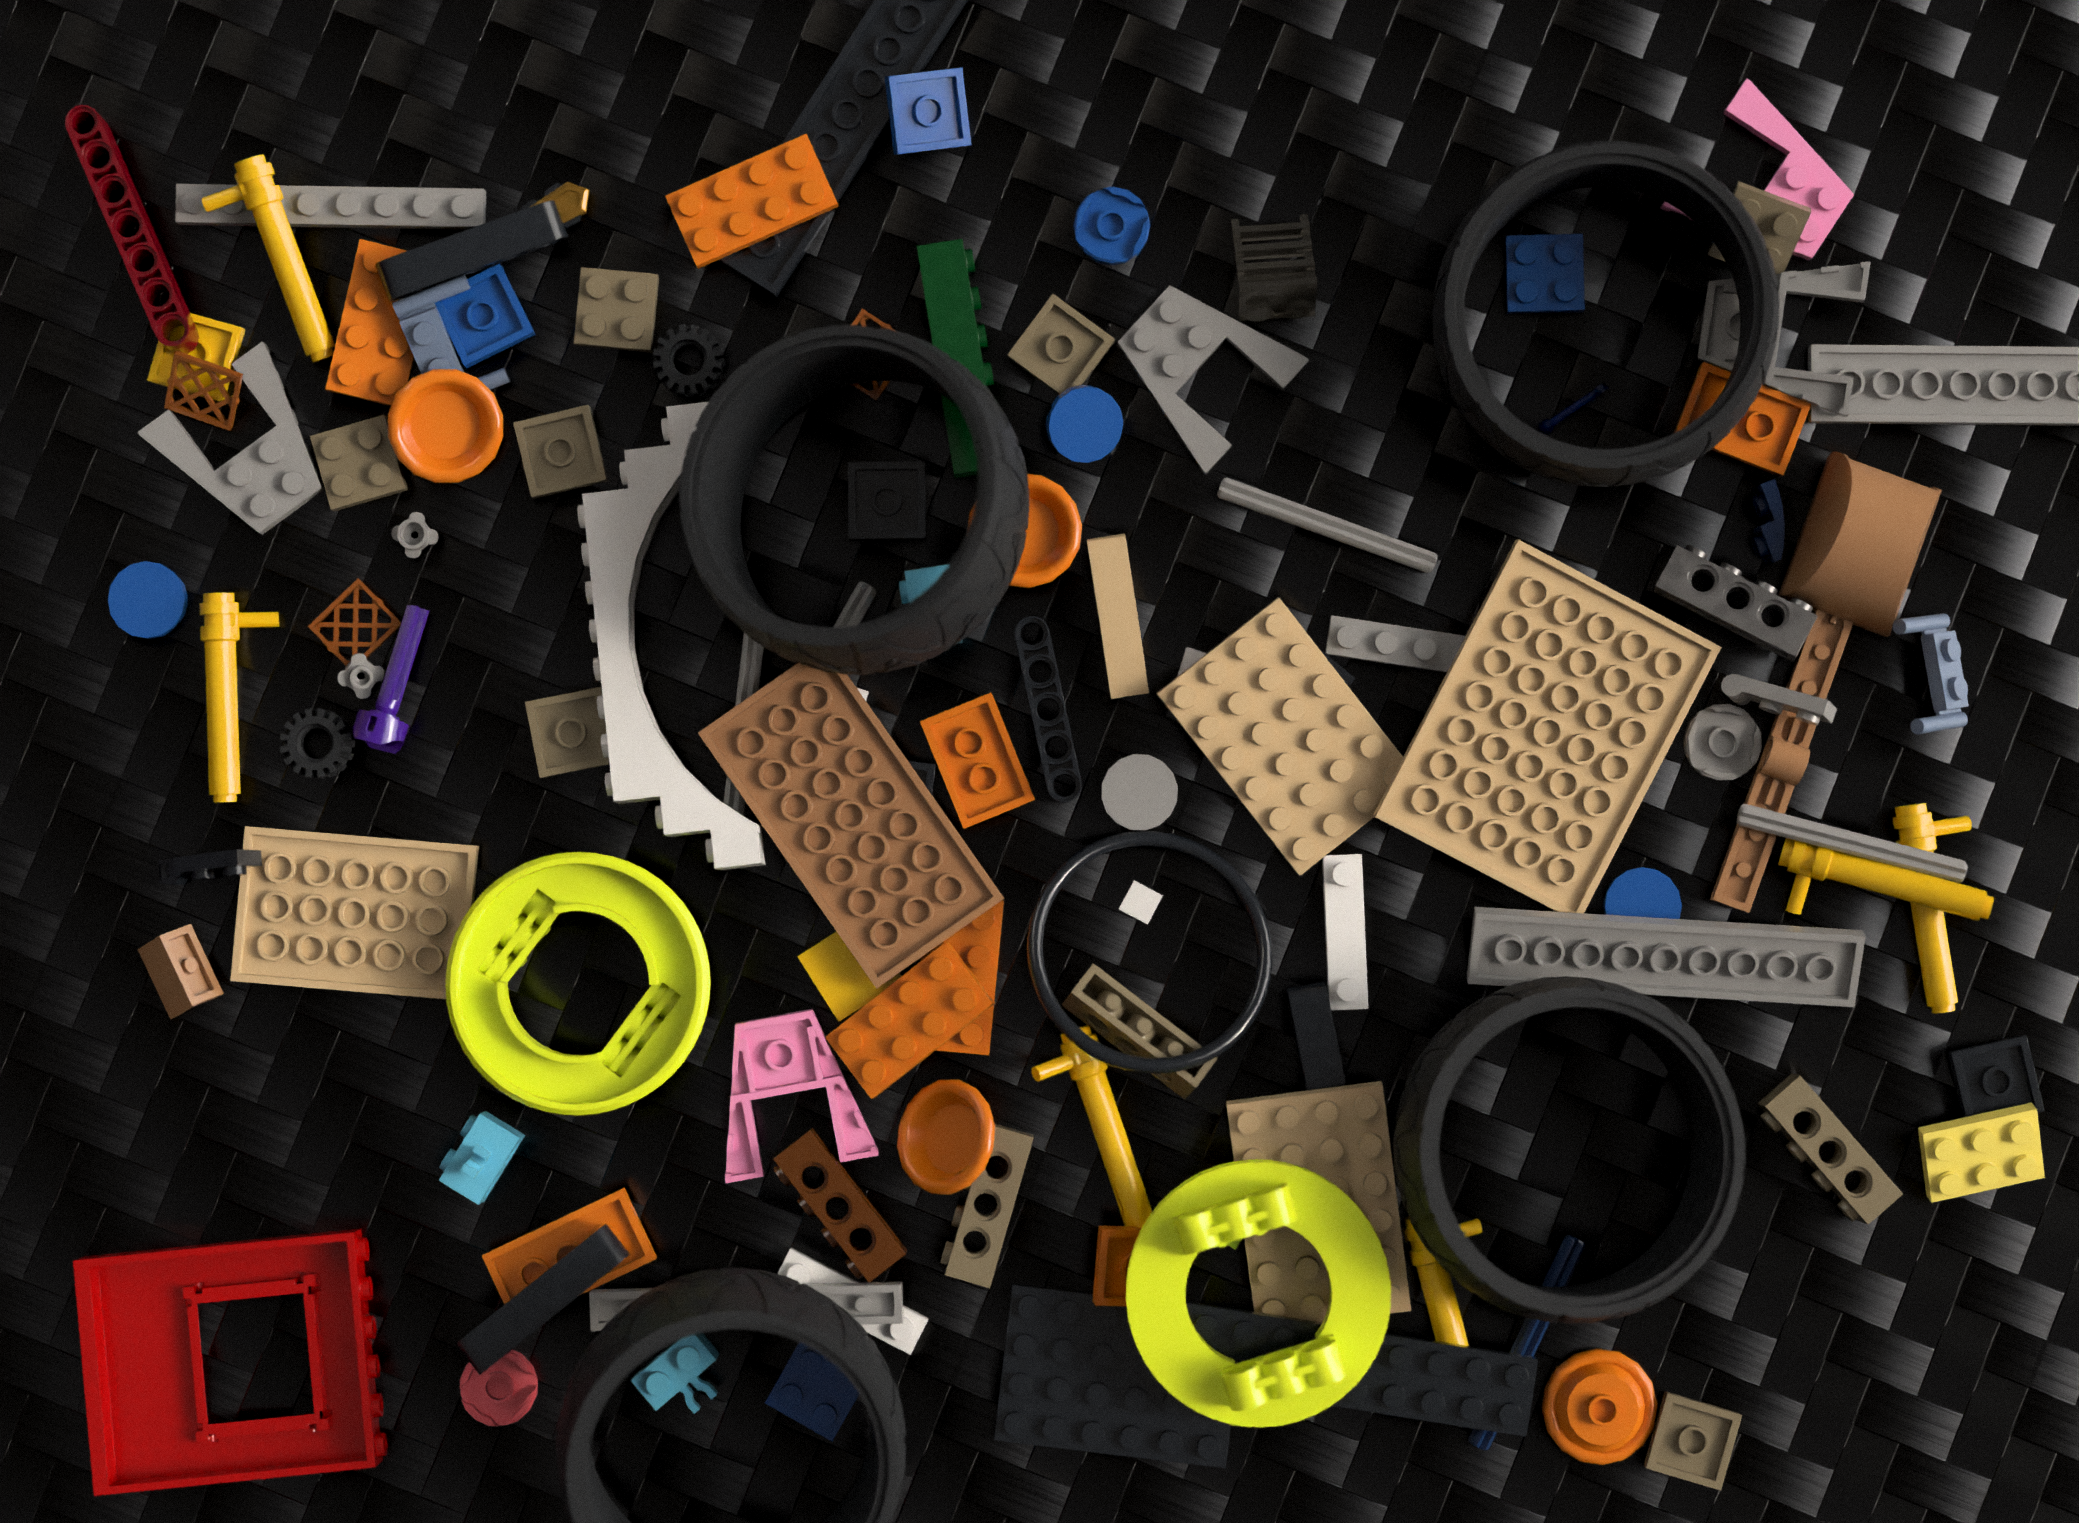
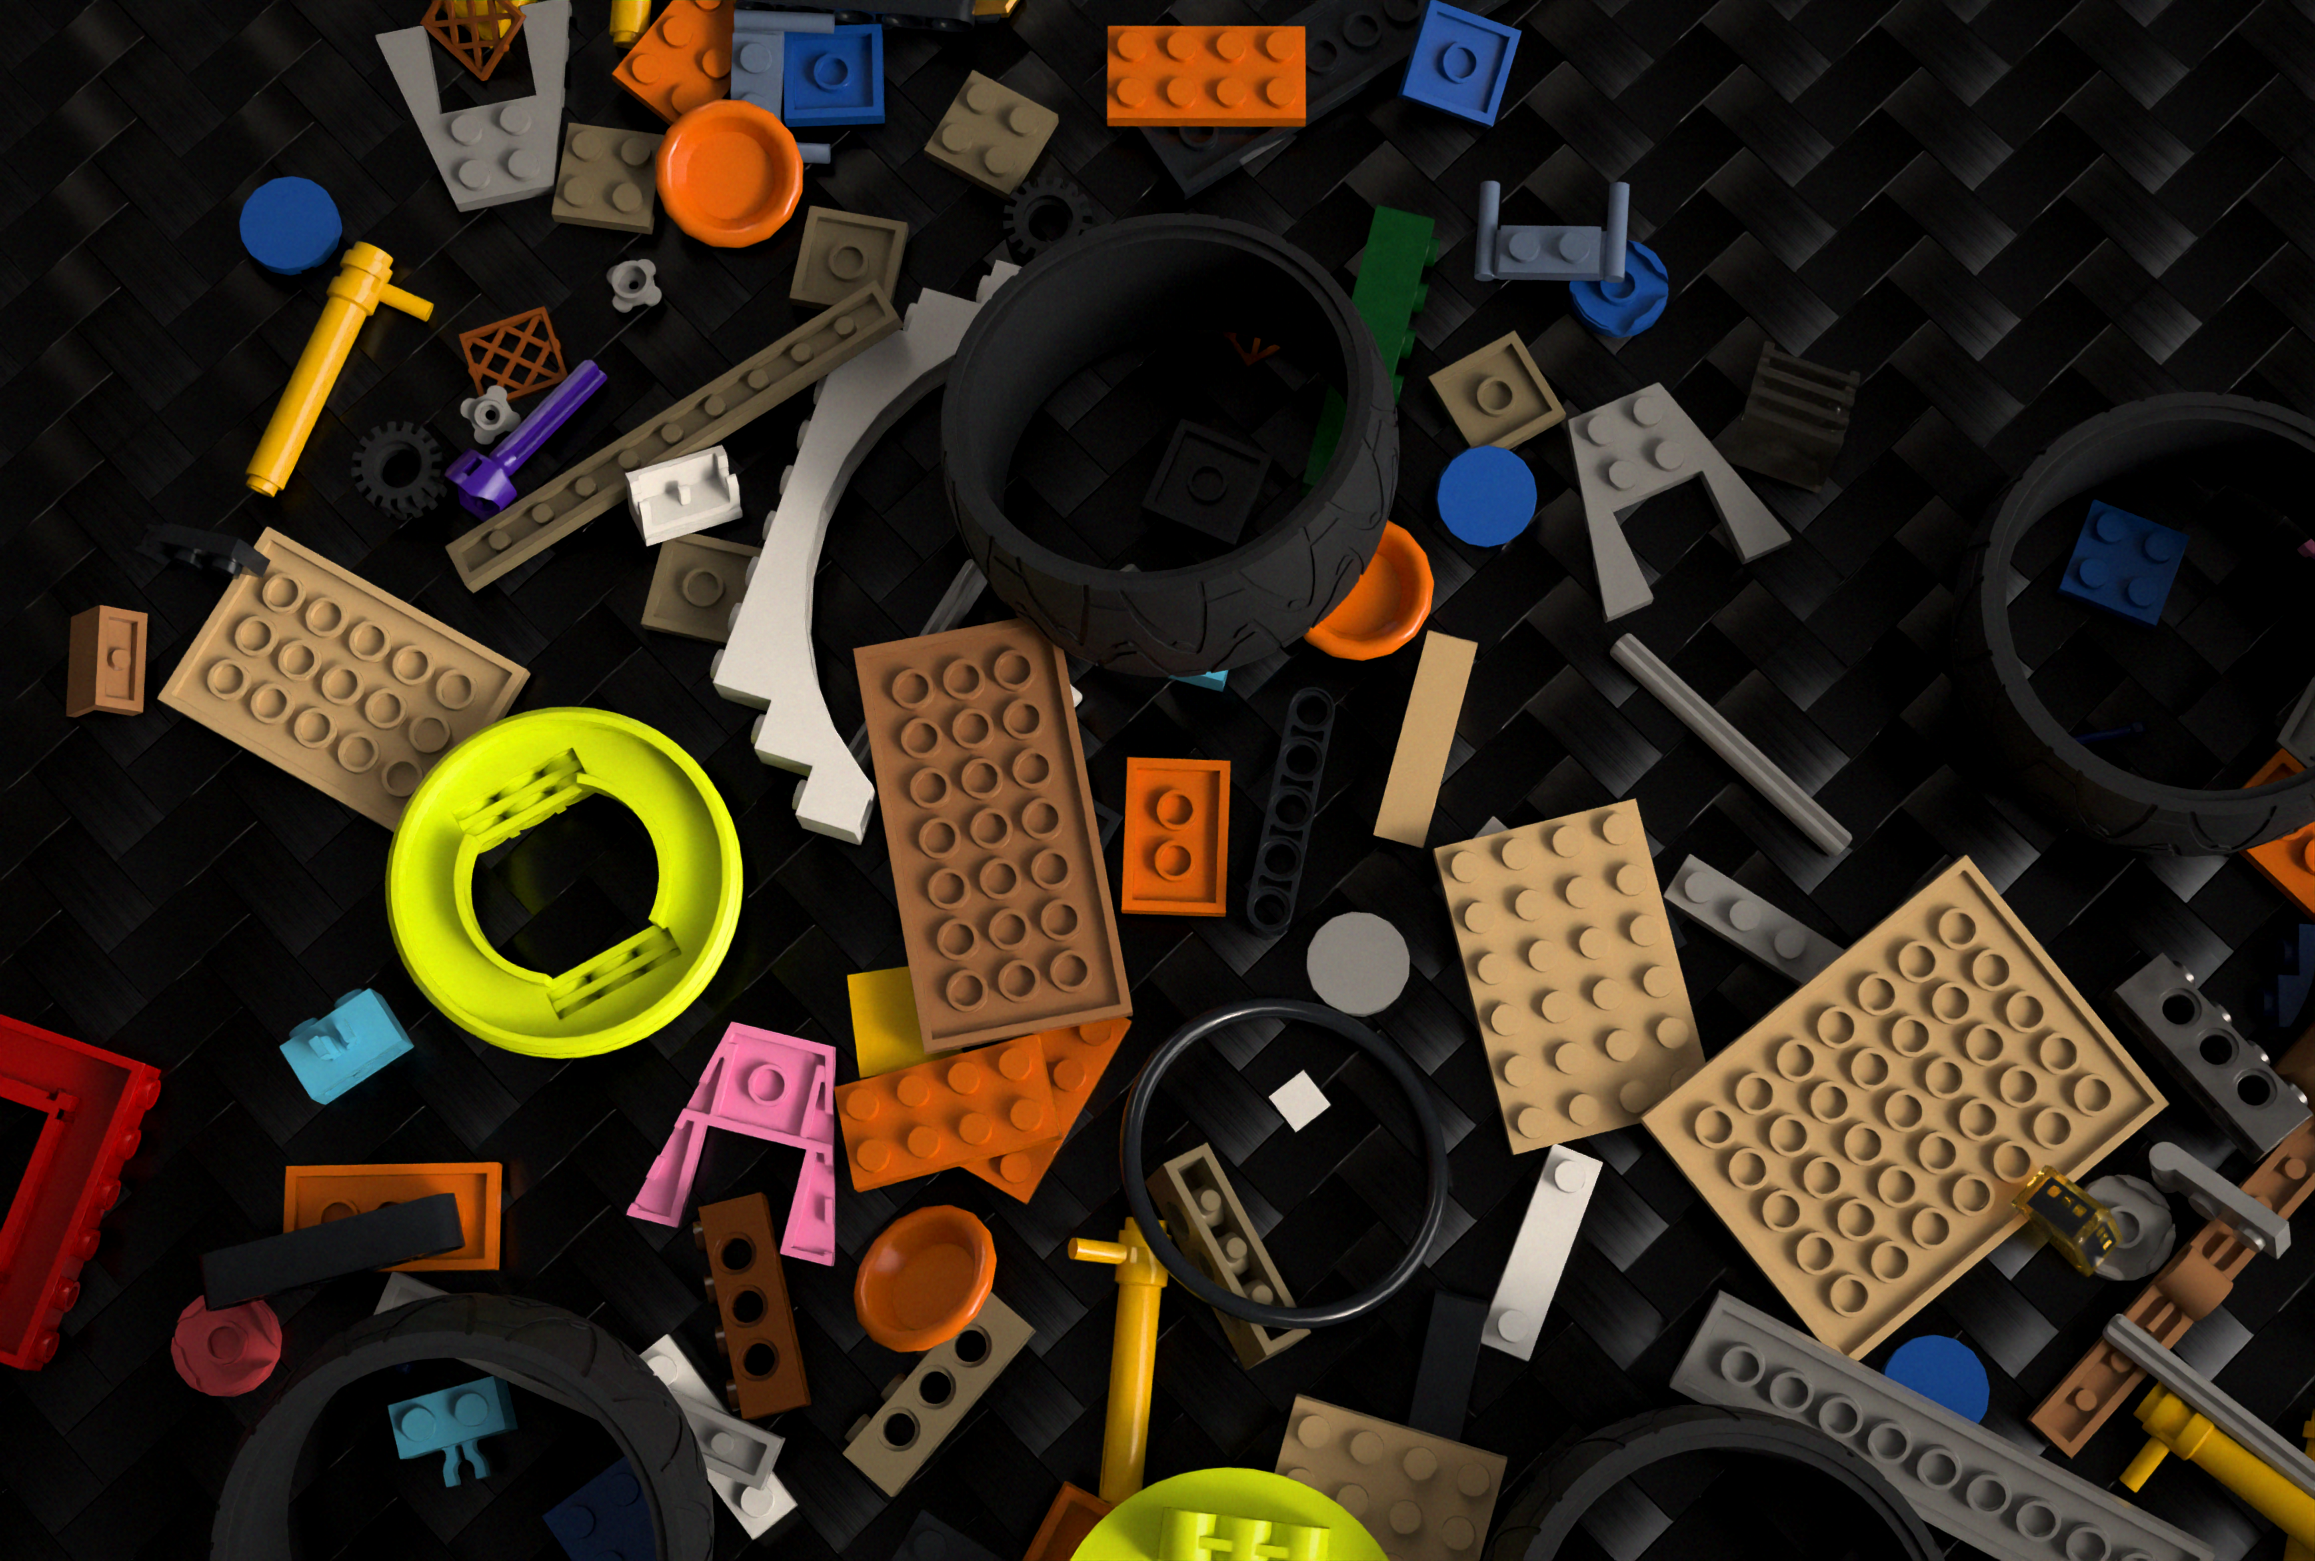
camera: 30 degrees right, 10 degrees down
(501, 636) = (676, 432): none -> dark tan plate
(527, 675) = (683, 495): none -> white hinge
(1051, 222) = (1551, 251): none -> sand blue plate
(1684, 756) = (2069, 1219): none -> clear yellow slope

